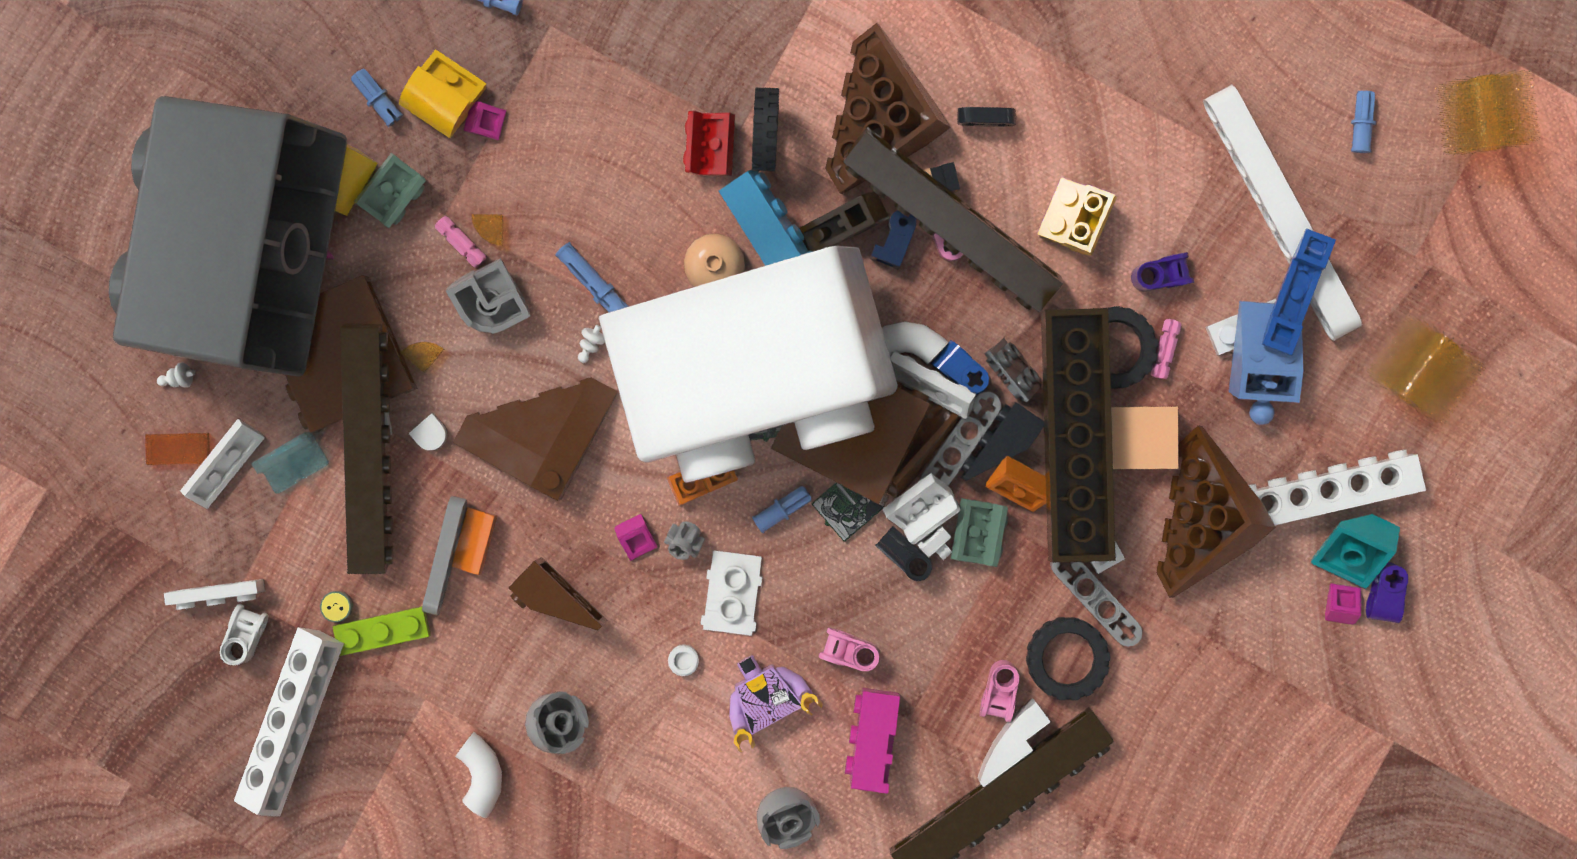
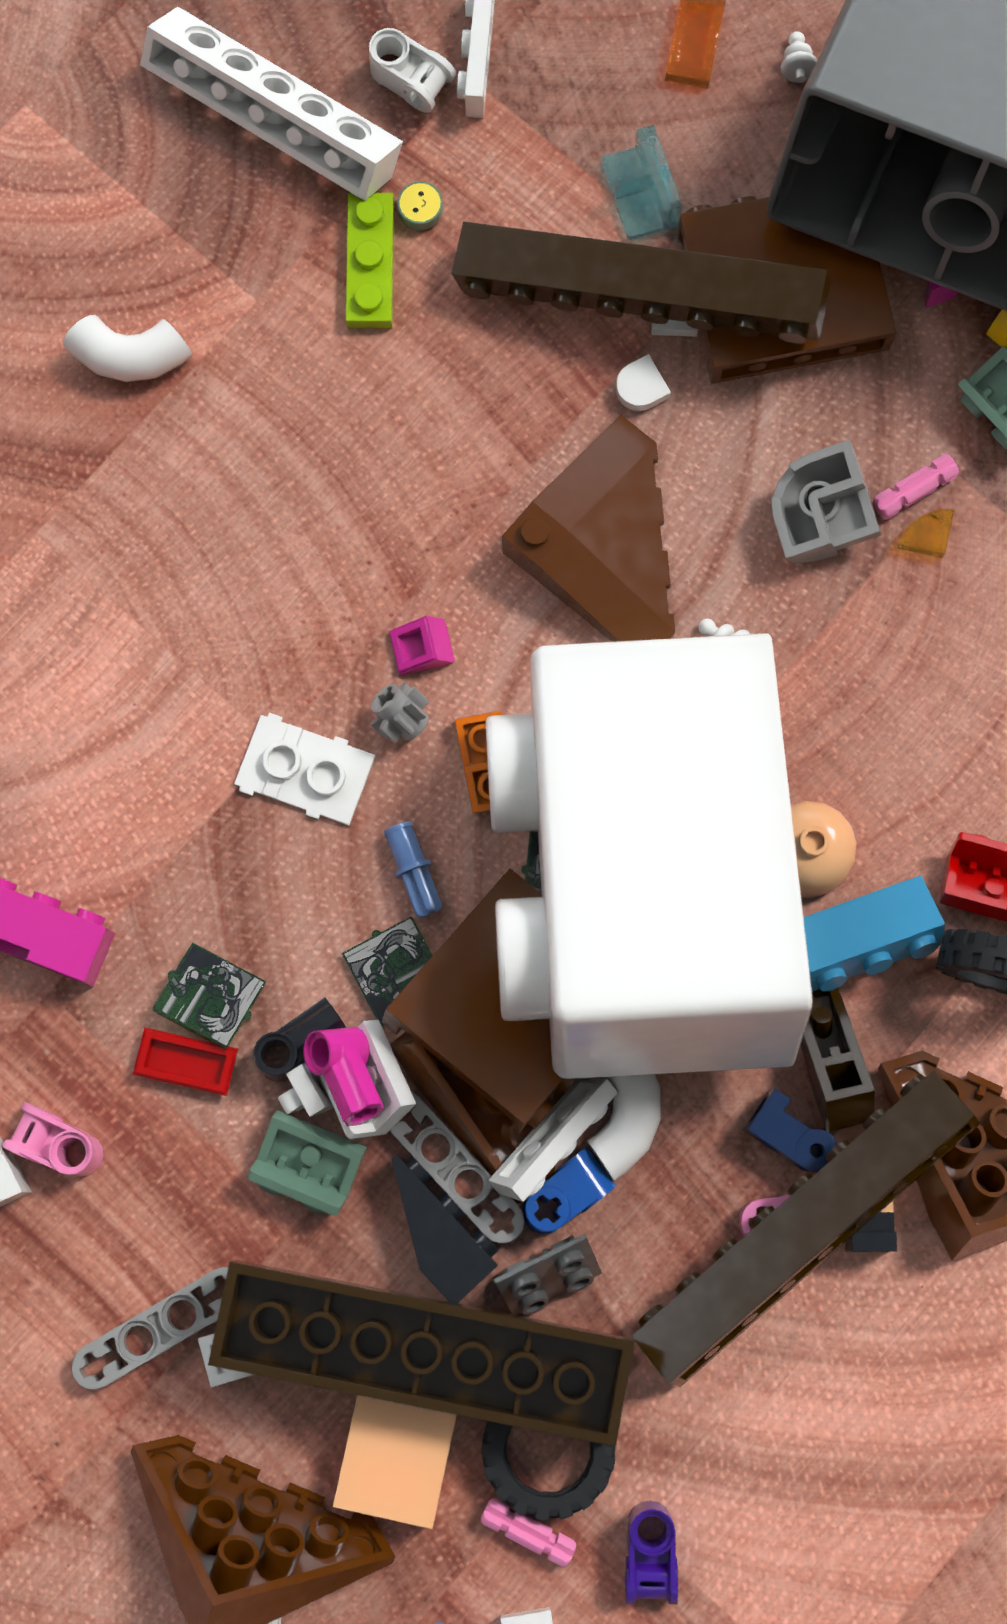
camera: 105 degrees right, 10 degrees down
(222, 464) = (660, 92): white plate -> none
(422, 354) = (759, 400): clear yellow tile -> none
(444, 555) = (458, 367): light grey beam -> none
(474, 541) = (469, 415): orange slope -> none
(549, 593) = (365, 500): reddish brown slope -> none
(556, 722) = (173, 468): light grey cylinder -> none
(585, 273) = (802, 672): medium blue pin -> none
(683, 660) = (222, 676): white tile -> none
(765, 698) = (132, 781): torso -> none
(847, 650) = (174, 920): bright pink piece -> none
(889, 618) = (209, 996): none -> piece
(913, 525) = (342, 1060): none -> dark pink piece
(933, 622) = (185, 1061): none -> red tile
(986, 116) = (957, 1322): black beam -> none
(1019, 484) = (368, 1242): orange slope -> none
(1074, 690) = (26, 1251): black tyre -> none
(1077, 216) = (771, 1433): brick -> none

